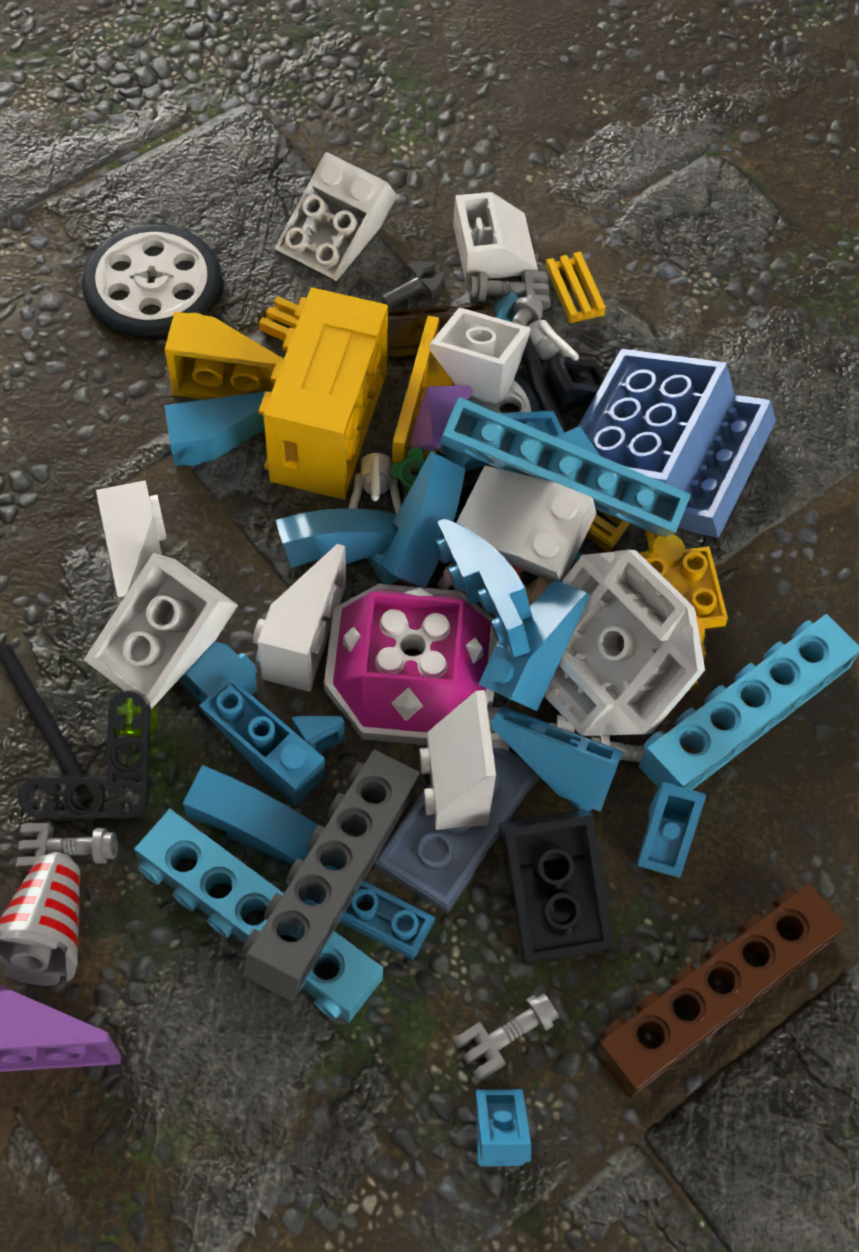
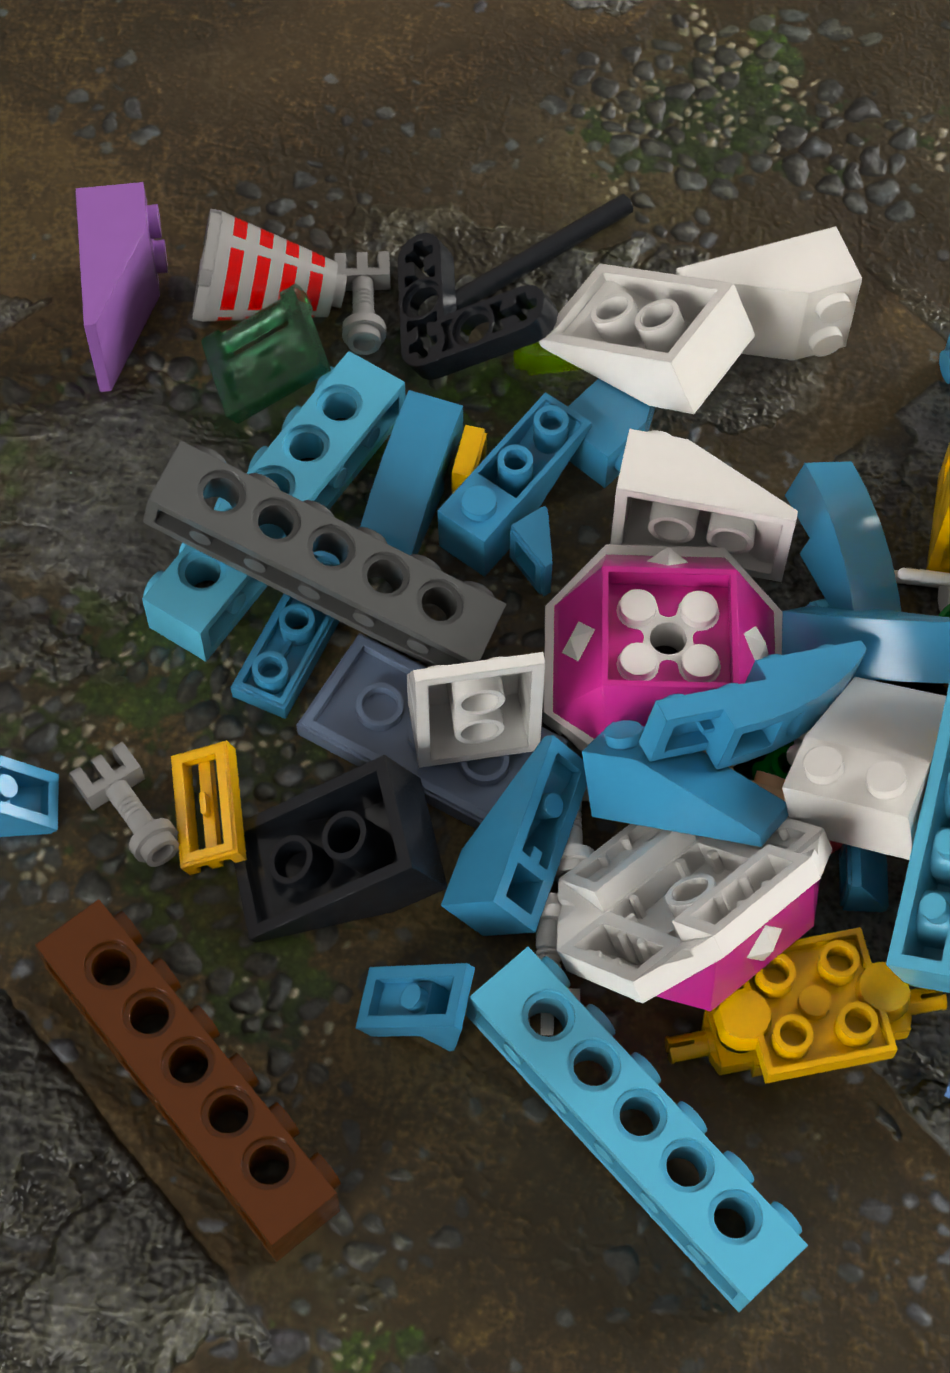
camera: 90 degrees right, 0 degrees up
(135, 915) = (271, 366): none -> clear green plate
(241, 770) = (469, 455): none -> yellow tile
(515, 992) = (230, 803): none -> yellow tile

